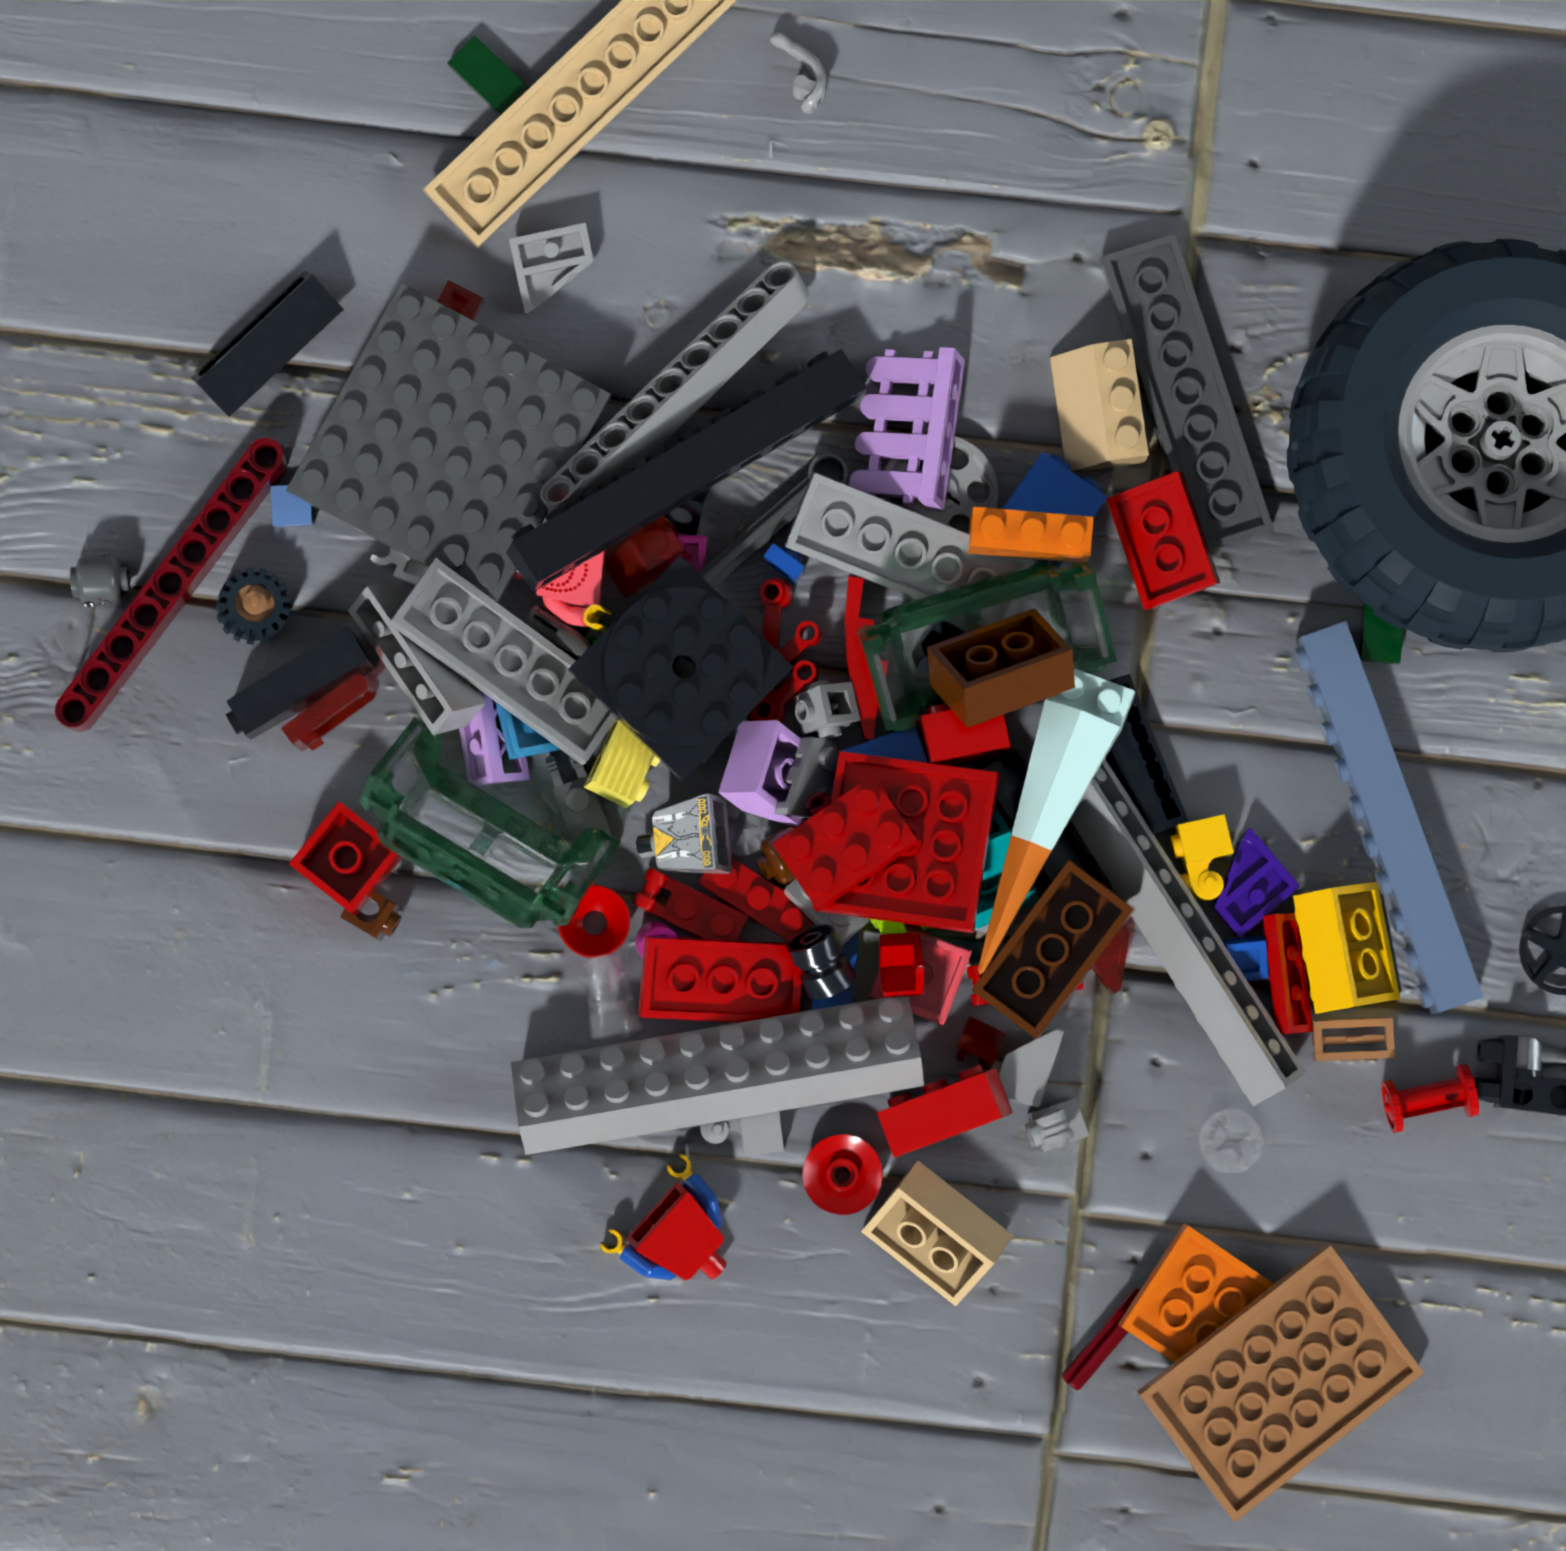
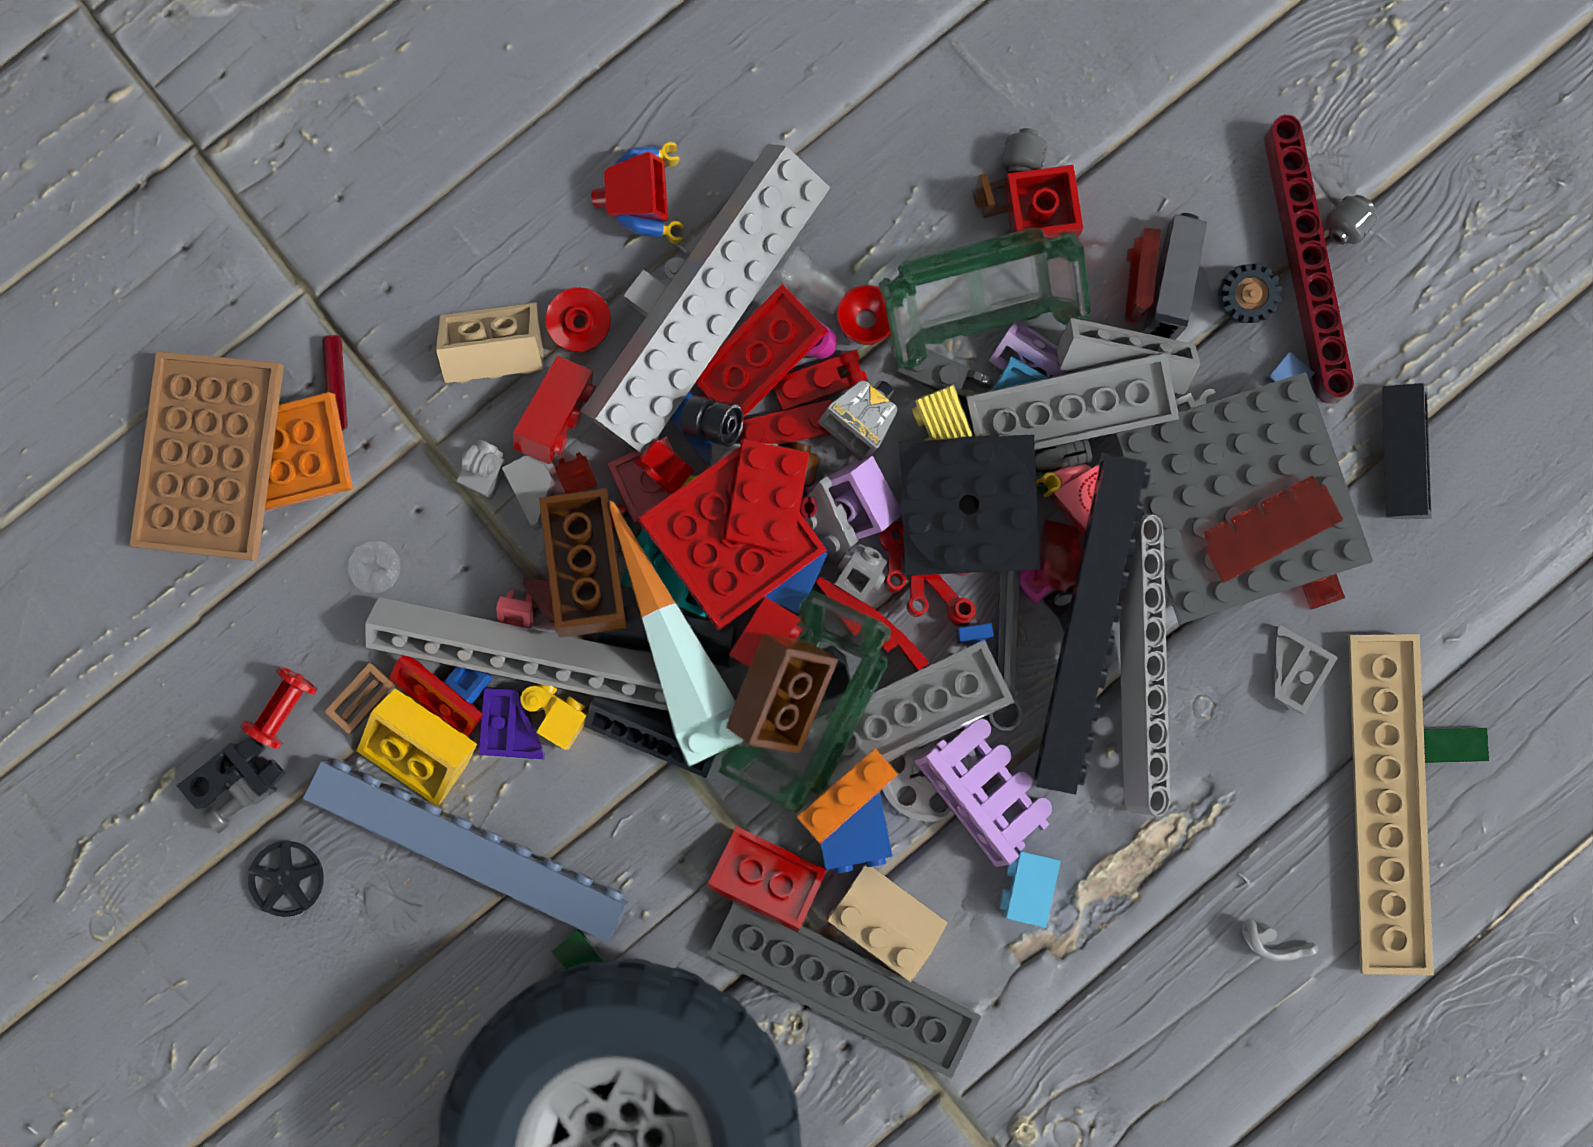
camera: 145 degrees right, 0 degrees up
(311, 923) = (1024, 151): none -> dark grey head
(452, 384) = (1266, 536): none -> clear red windscreen
(955, 314) = (1030, 888): none -> medium azure brick
(1150, 975) = (515, 611): none -> coral tile

